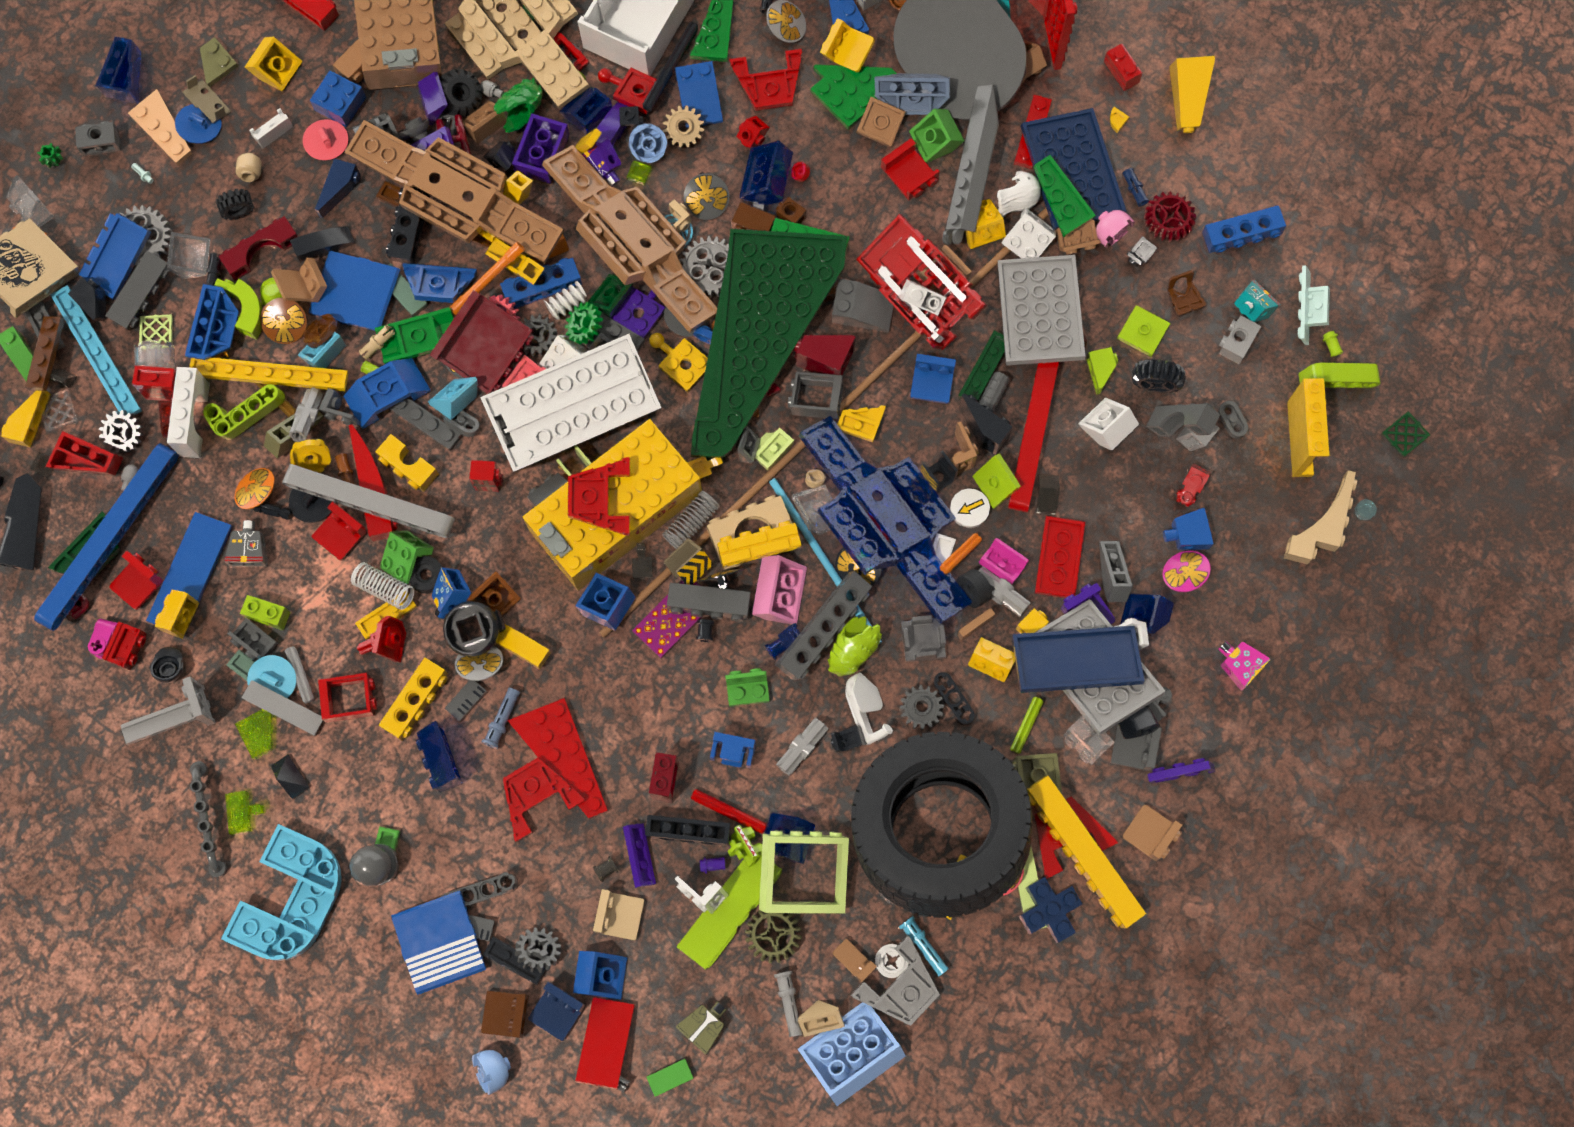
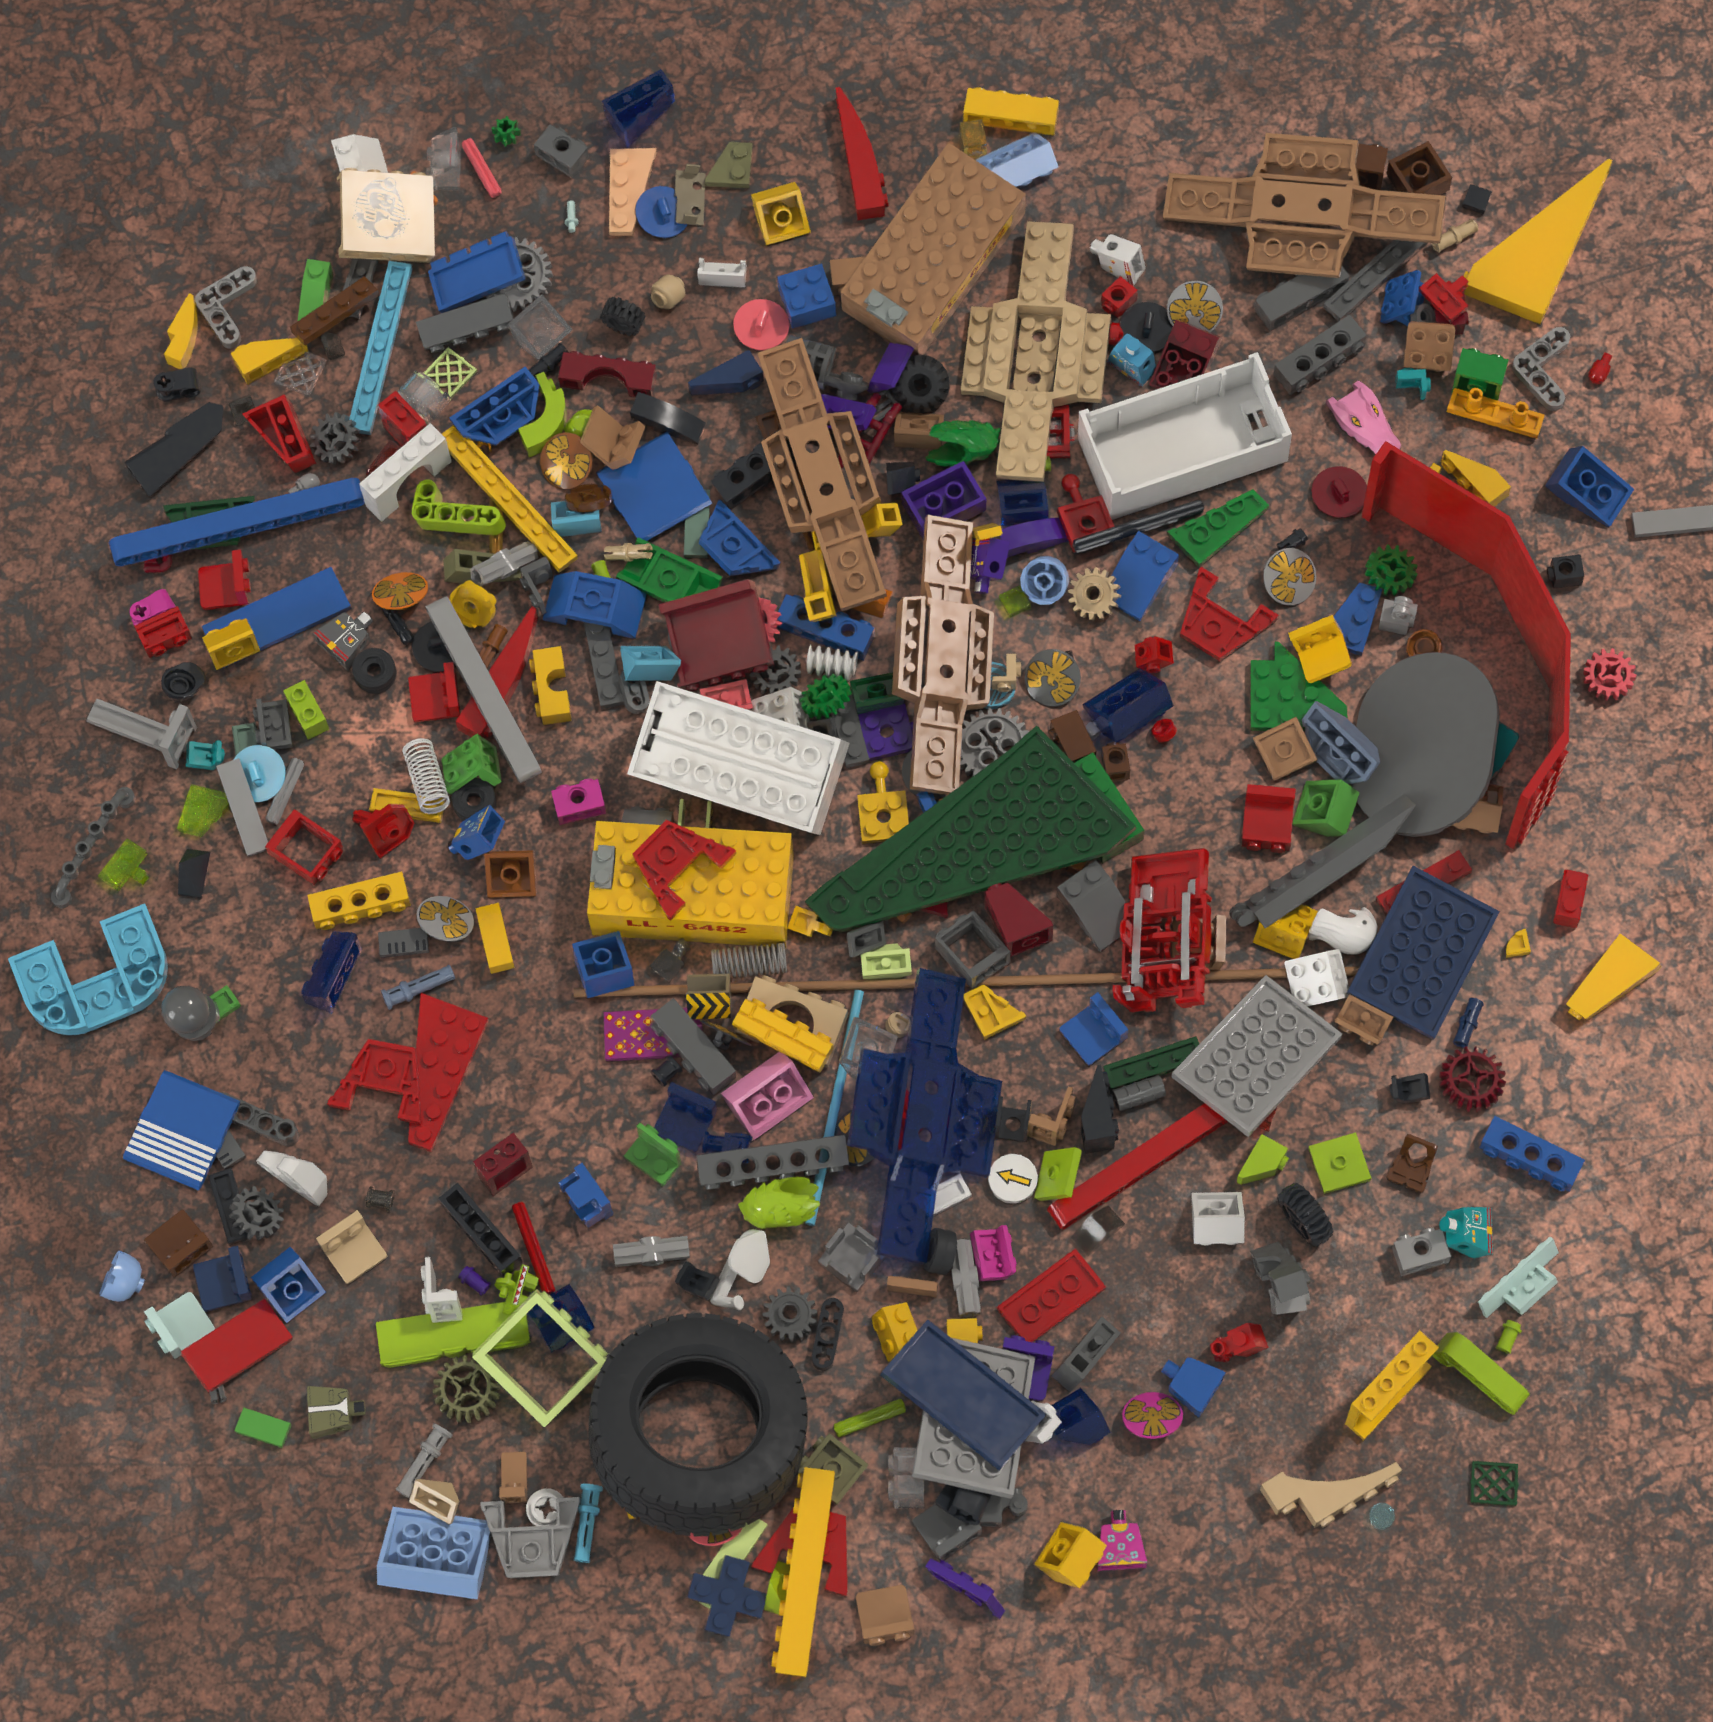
camera: 45 degrees right, 5 degrees down
(55, 191) = (481, 168): none -> coral axle
(90, 297) = (419, 293): black slope -> none
(226, 698) = (204, 755): none -> teal bracket
(287, 562) = (369, 658): none -> black tyre
(455, 634) = (447, 875): black piece -> none
(485, 476) = (606, 758): red brick -> none
(491, 89) = (954, 405): light grey cylinder -> none
(491, 529) = (591, 805): none -> dark pink brick
(509, 256) = (815, 576): orange piece -> none
(542, 902) = (296, 1174): none -> white connector
(556, 1063) = (179, 1324): none -> light aqua bracket
(630, 116) = (1053, 543): black bracket -> none
(639, 855) = (418, 1214): dark purple plate -> none
(744, 648) = (685, 1117): none -> clear blue bracket
(922, 297) = (1147, 943): white slope -> none
(953, 560) = (958, 1209): orange axle -> none
(1064, 199) = (1379, 974): green wing -> none
(1074, 878) = (775, 1592): none -> lime slope
(1113, 226) = (1403, 1039): bright pink cylinder -> none
(1225, 695) = (1070, 1555): none -> yellow brick
(1233, 420) = (1339, 1320): dark grey plate -> none

